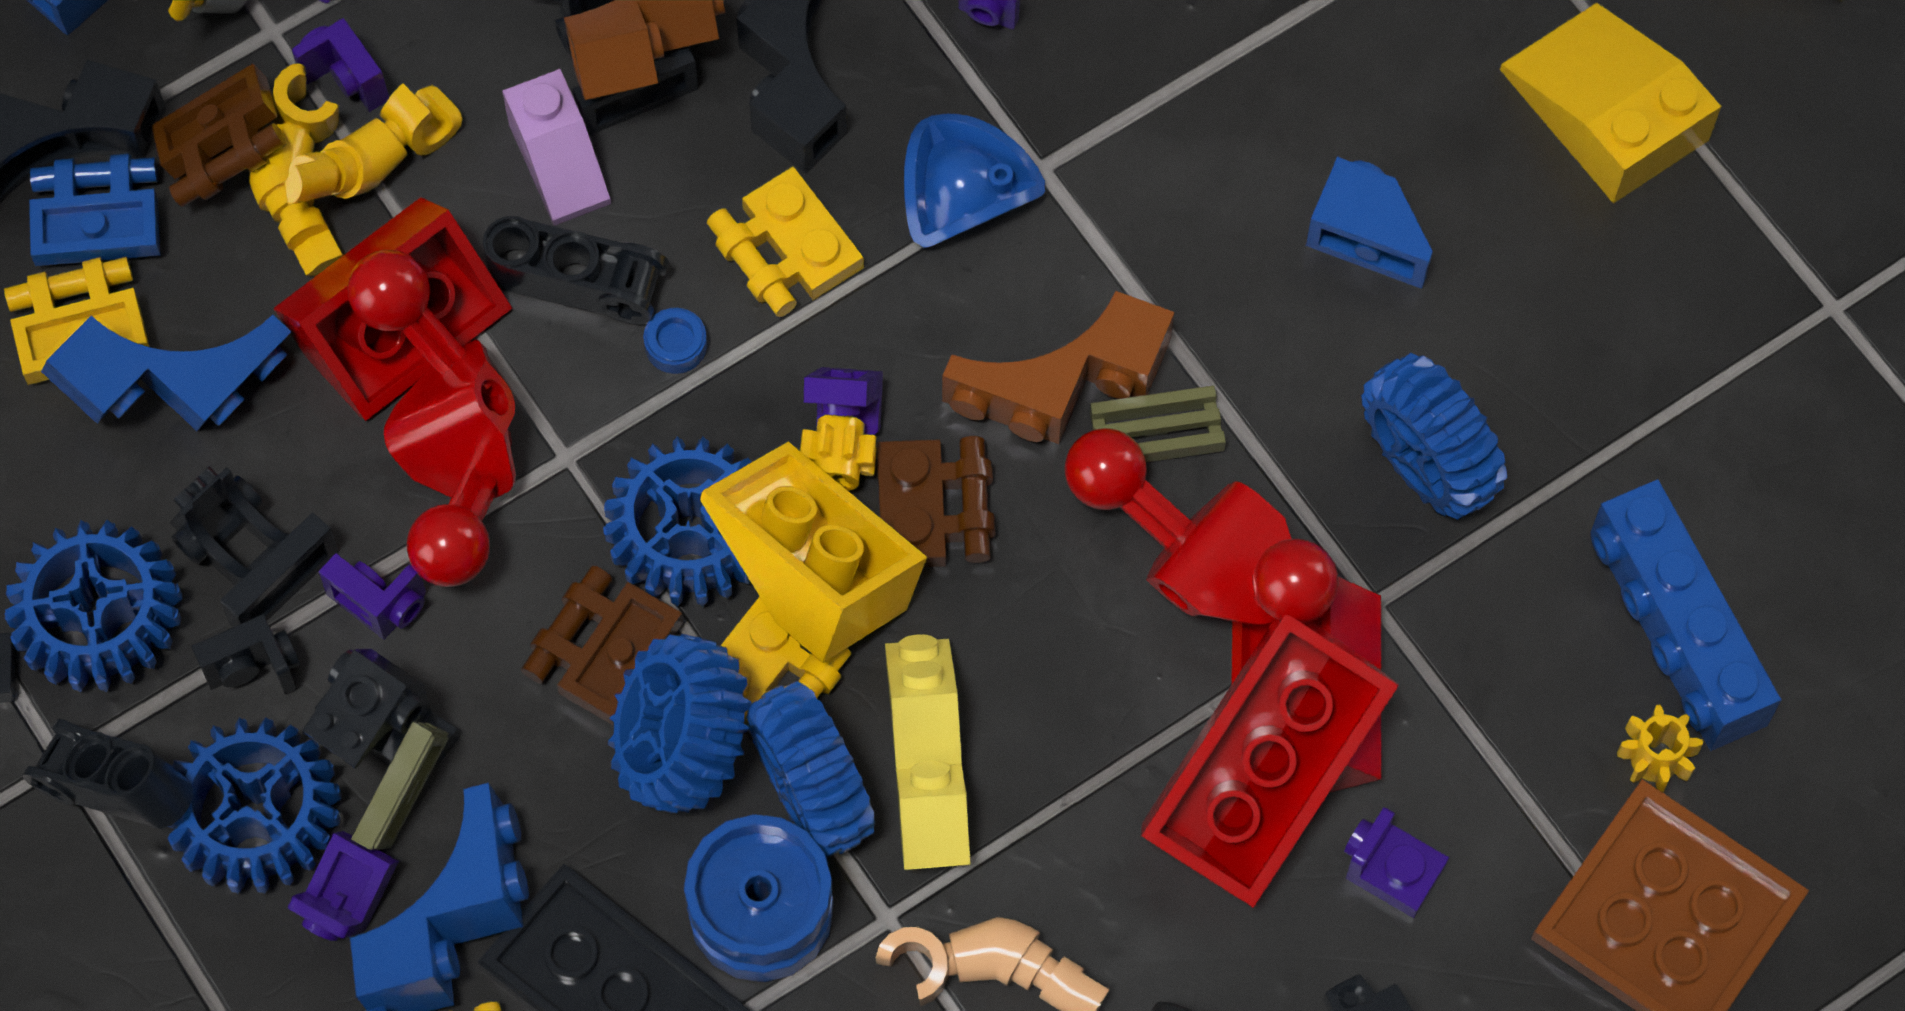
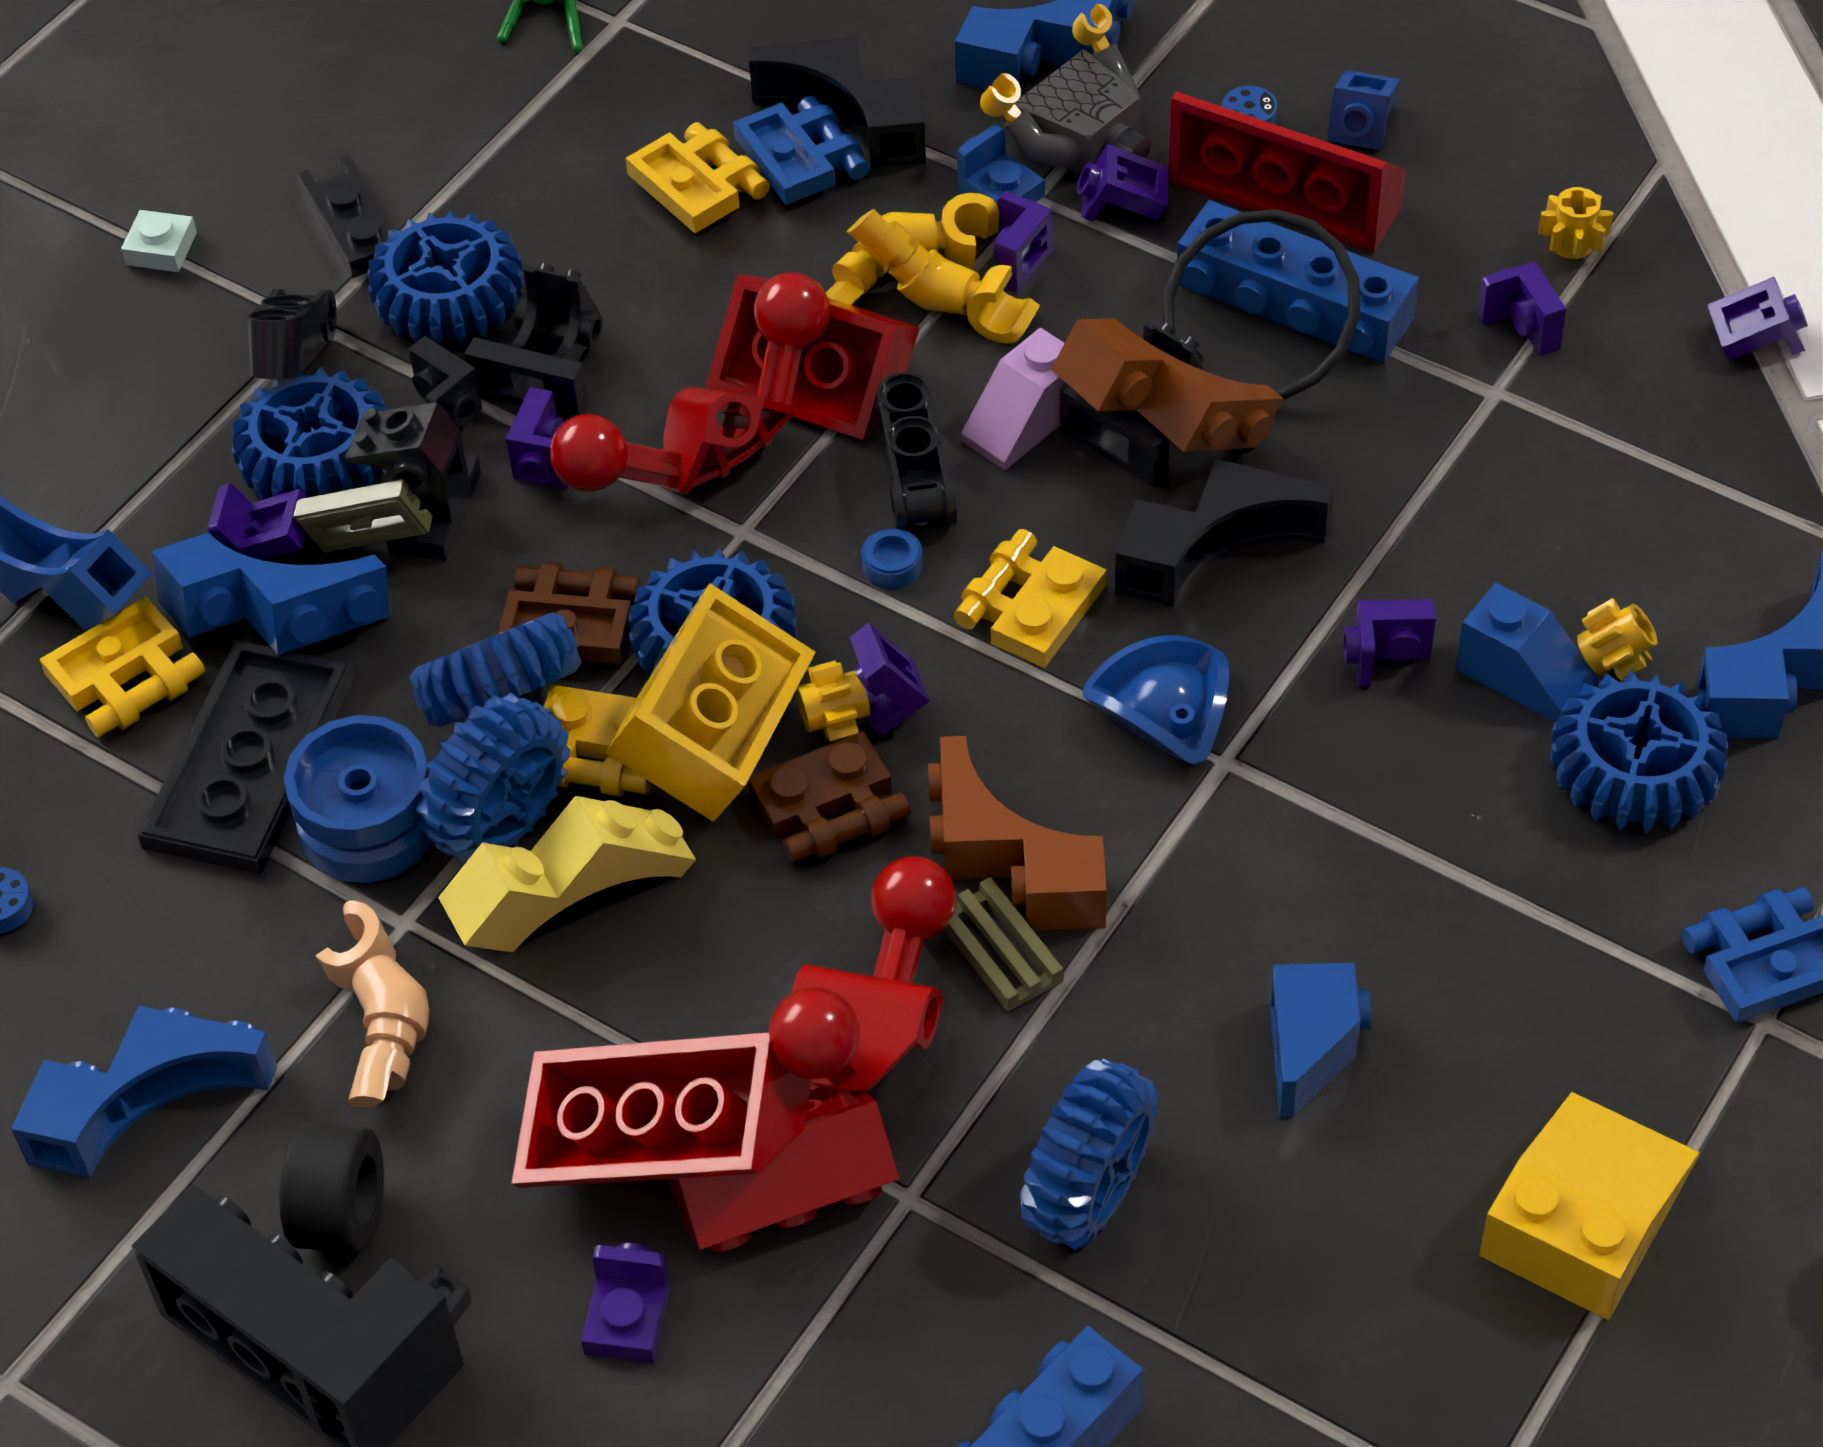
camera: 70 degrees right, 15 degrees down
(103, 371) = (642, 194): blue arch -> none
(210, 124) = (900, 184): reddish brown plate -> none
(238, 45) = (990, 171): none -> blue bracket

